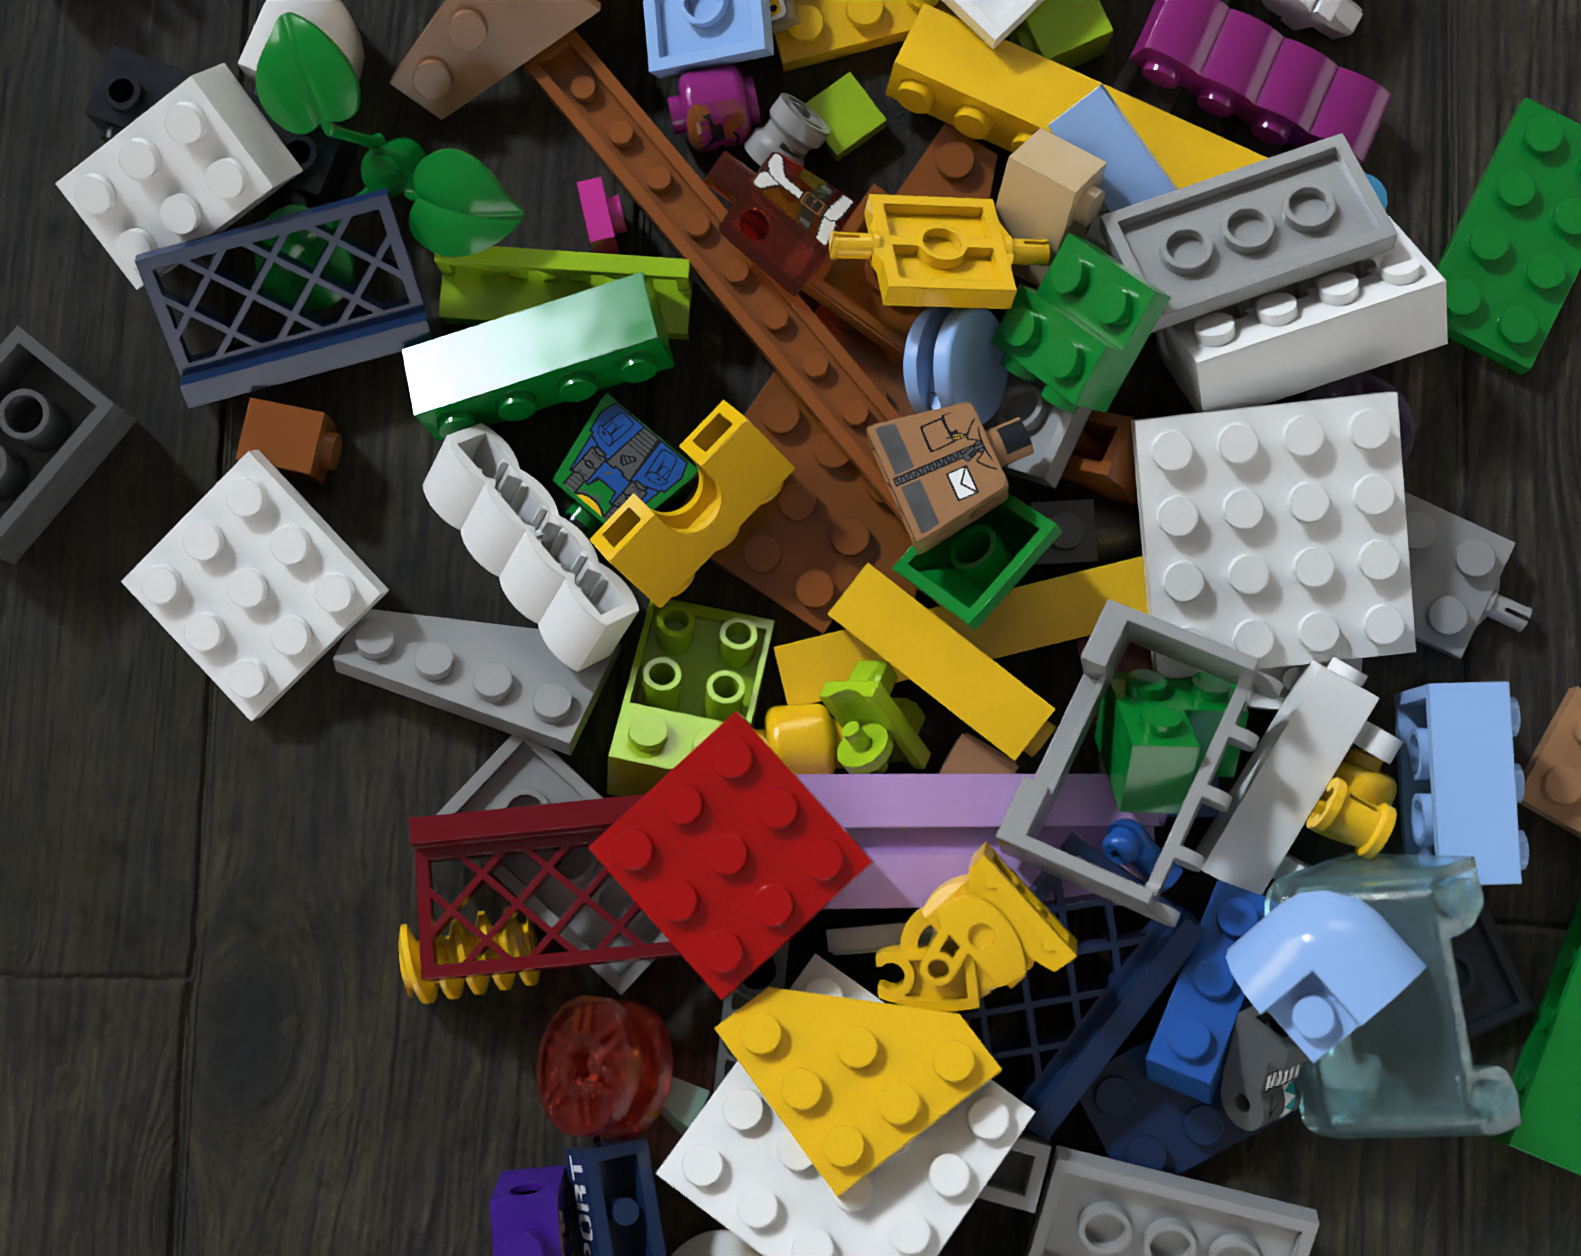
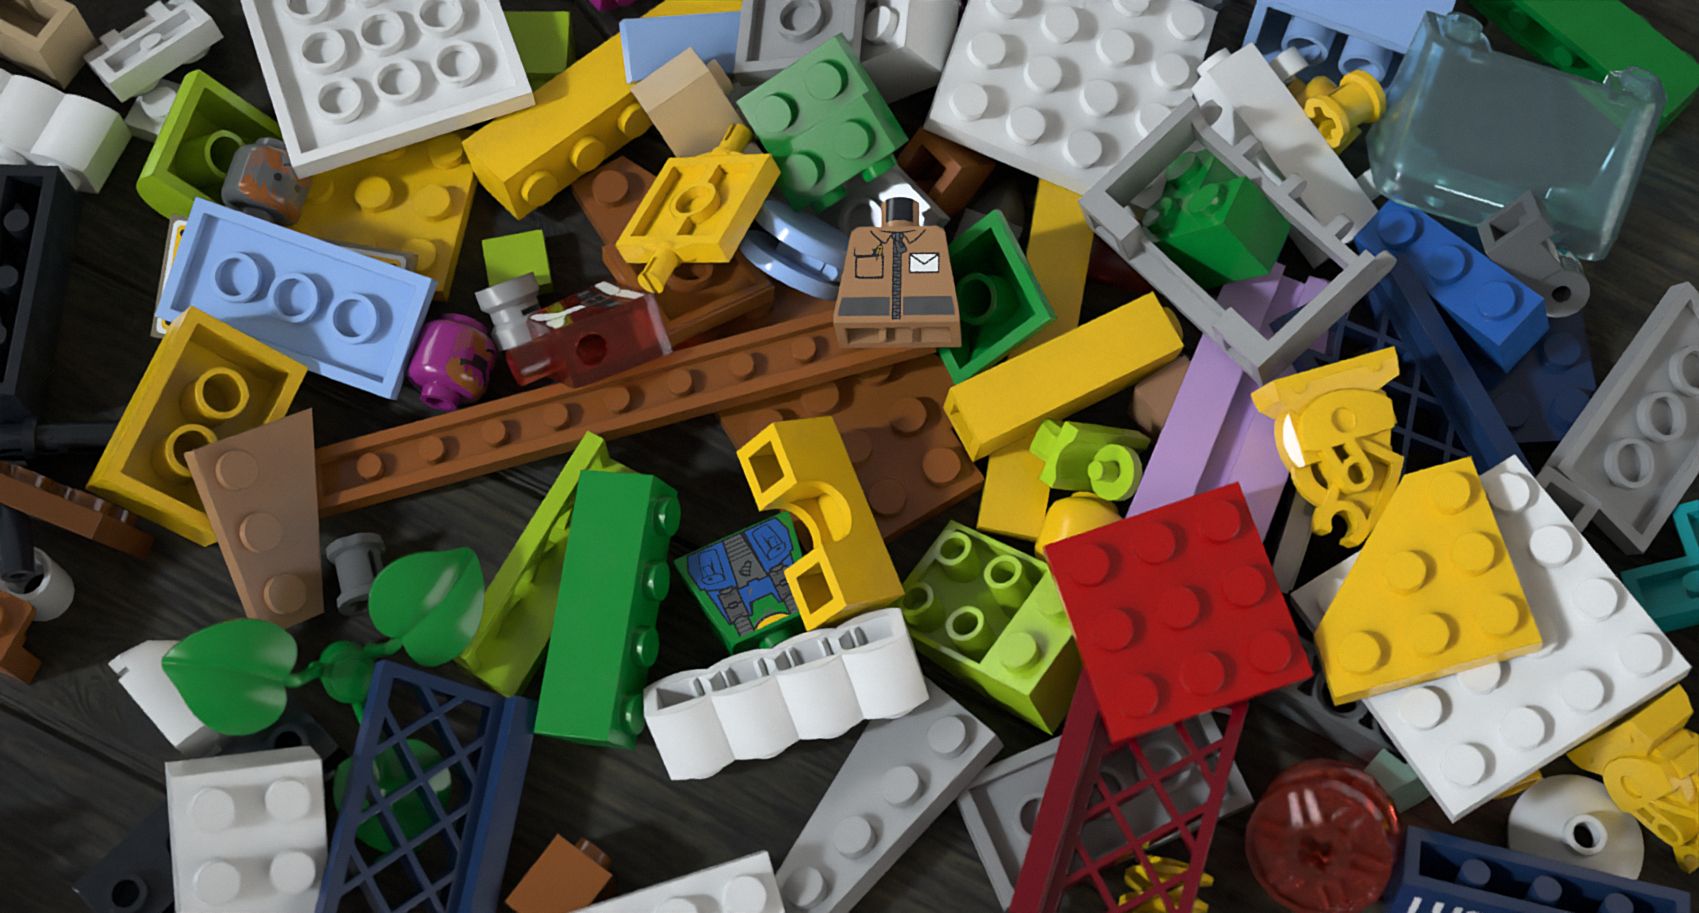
camera: 70 degrees left, 15 degrees down
(487, 130) = (357, 566): none -> dark grey bush
(602, 216) = (497, 504): dark pink plate -> none
(1131, 844) = (1300, 283): blue arm -> none
(1322, 967) = (1478, 158): light blue brick -> none

